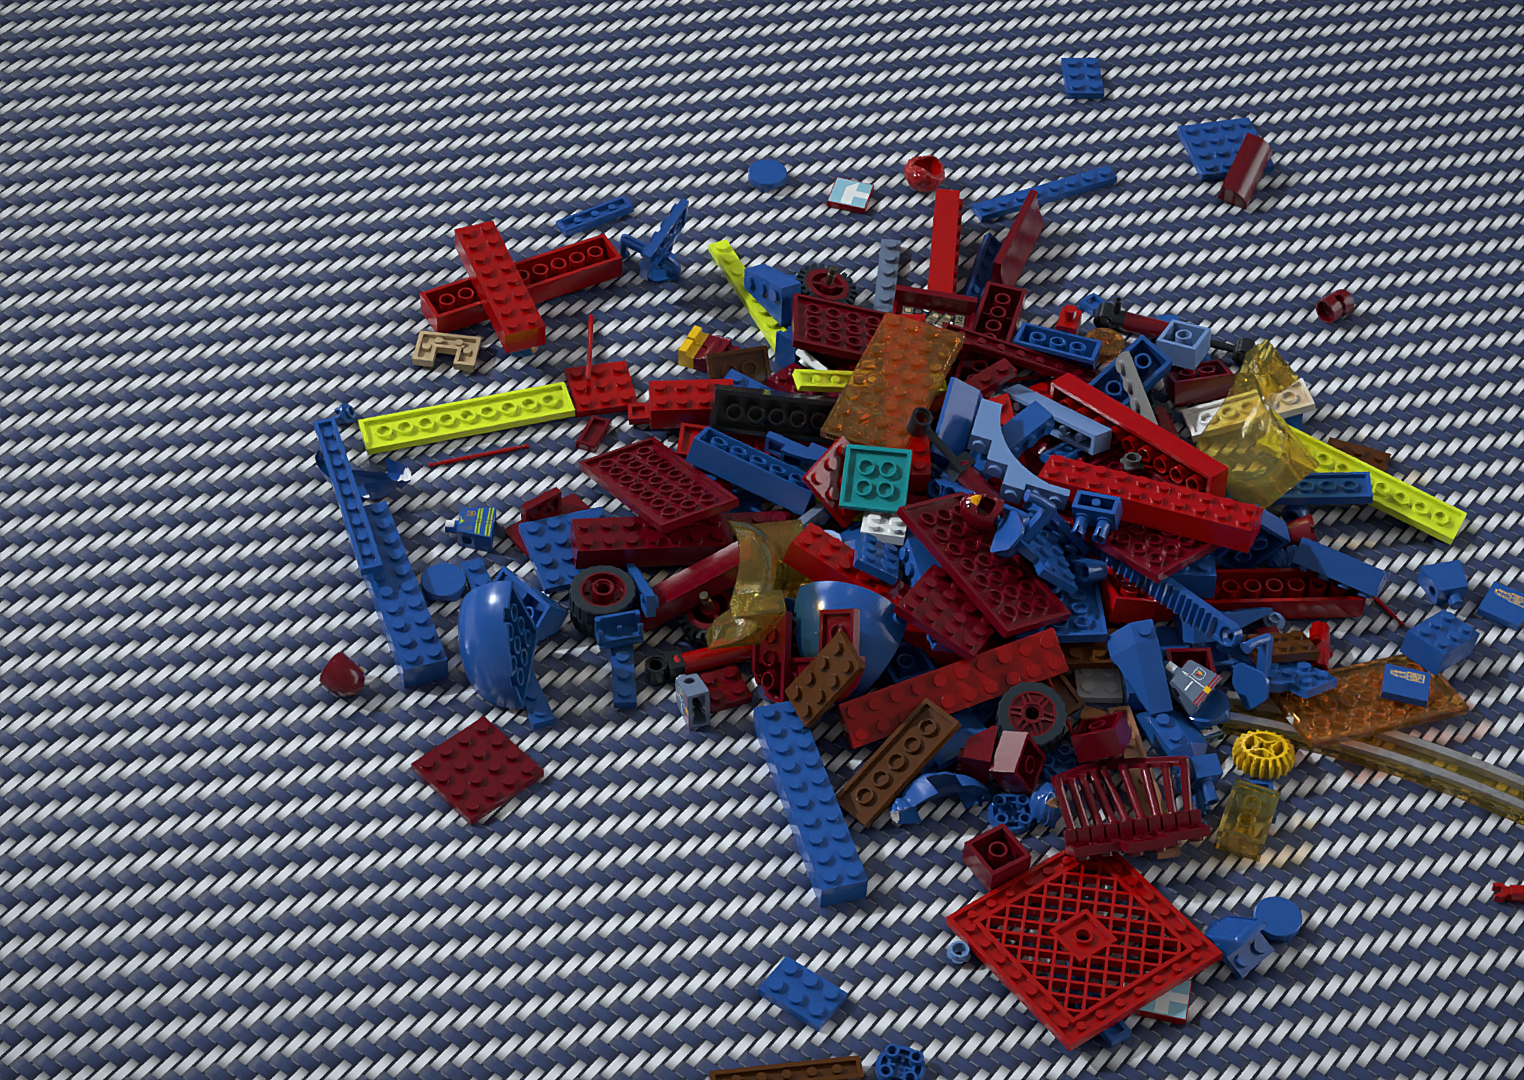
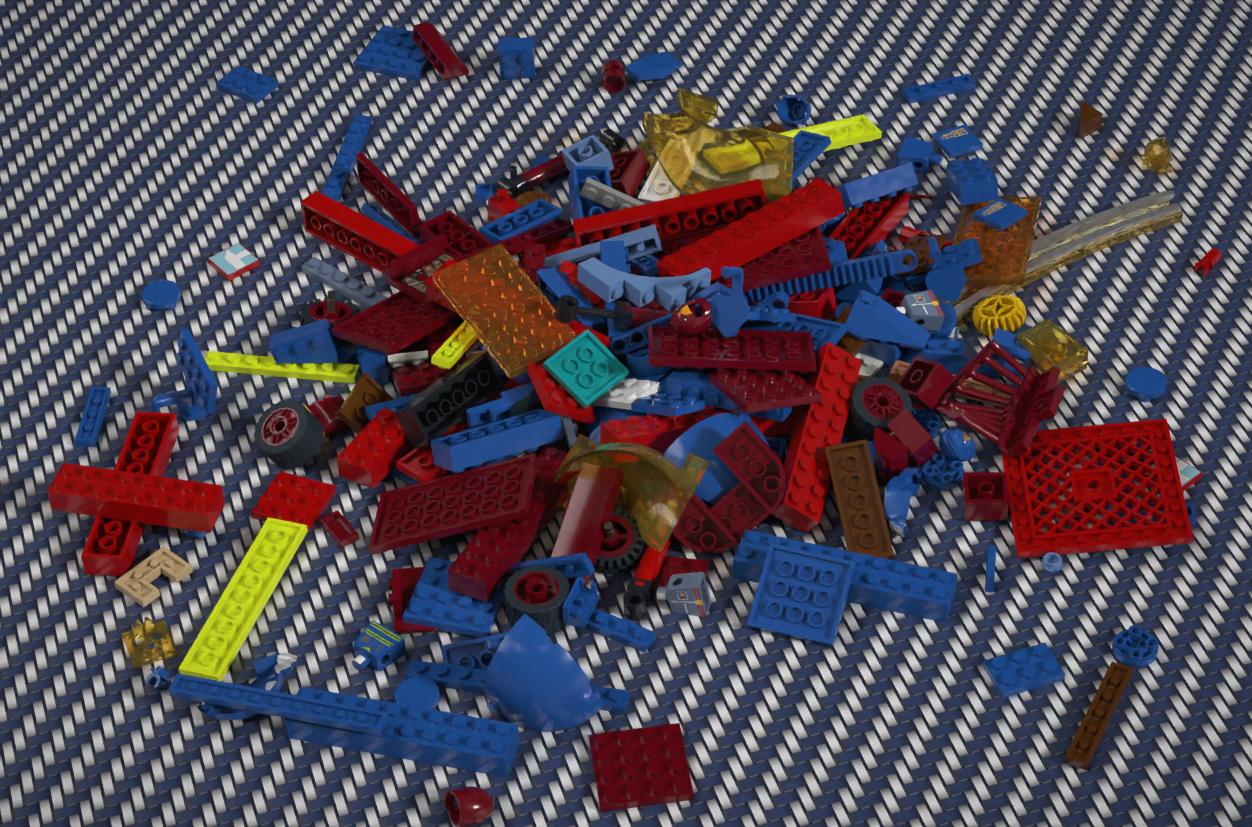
camera: 50 degrees left, 5 degrees down
(380, 401) = (149, 655): none -> clear yellow piece
(478, 455) = (290, 612): red piece -> none
(589, 348) = (245, 485): red axle -> none
(638, 413) = (347, 490): red plate -> none
(657, 339) = (289, 434): none -> black wheel
(750, 778) = (801, 594): none -> blue plate
(825, 679) = (766, 490): reddish brown plate -> none
(908, 907) = (990, 569): none -> blue tile
(924, 173) = (262, 207): red hair -> none
(1095, 511) = (749, 259): blue brick -> none
(1132, 462) = (690, 232): dark grey plate -> none
(1240, 942) = (1154, 404): blue piece -> none
(1285, 226) = (516, 58): none -> blue brick
(1381, 327) = (653, 66): none -> blue piece
(1415, 456) = (793, 109): none -> blue hair

